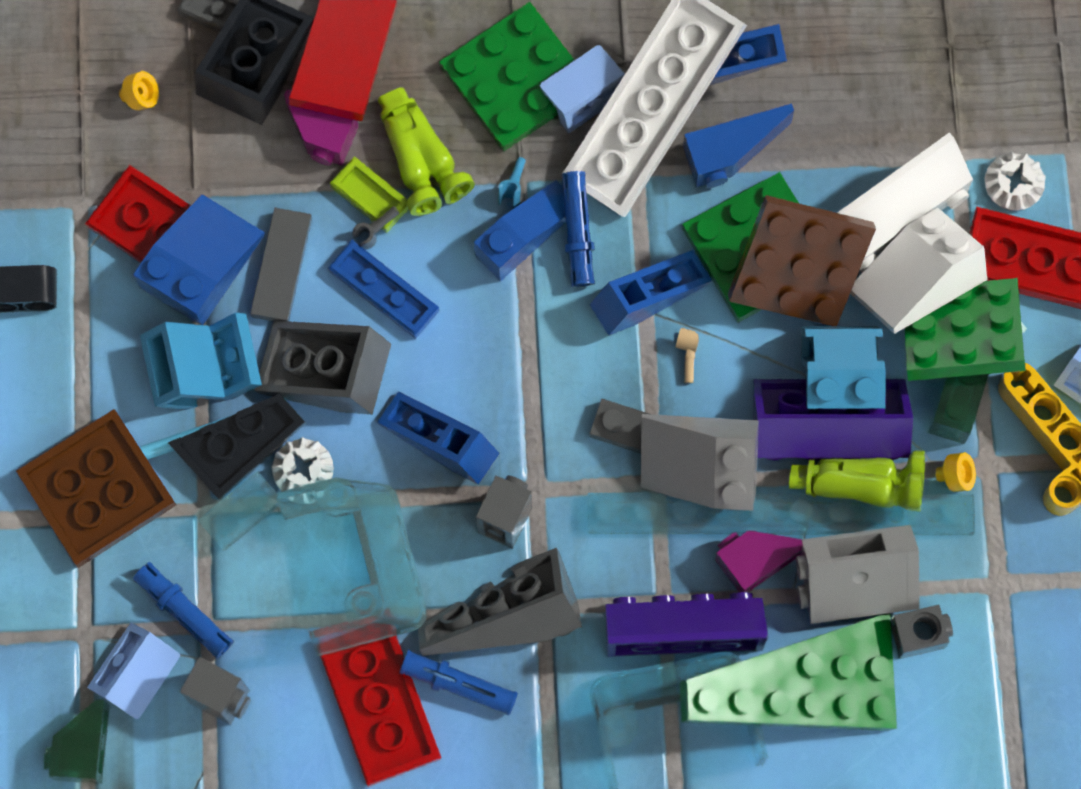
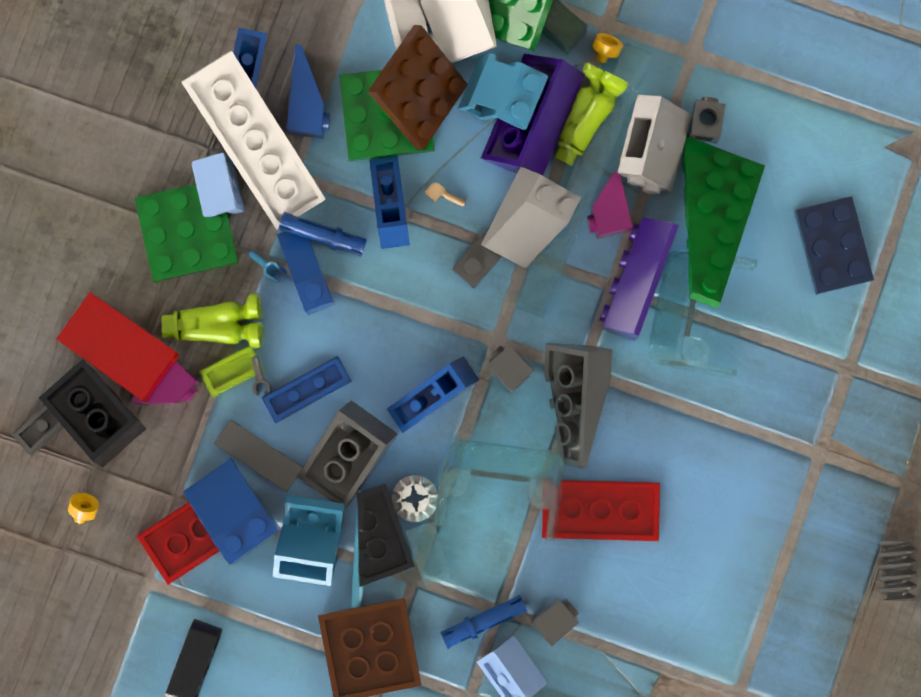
camera: 65 degrees left, 10 degrees up
(502, 699) = (591, 473): blue pin -> none

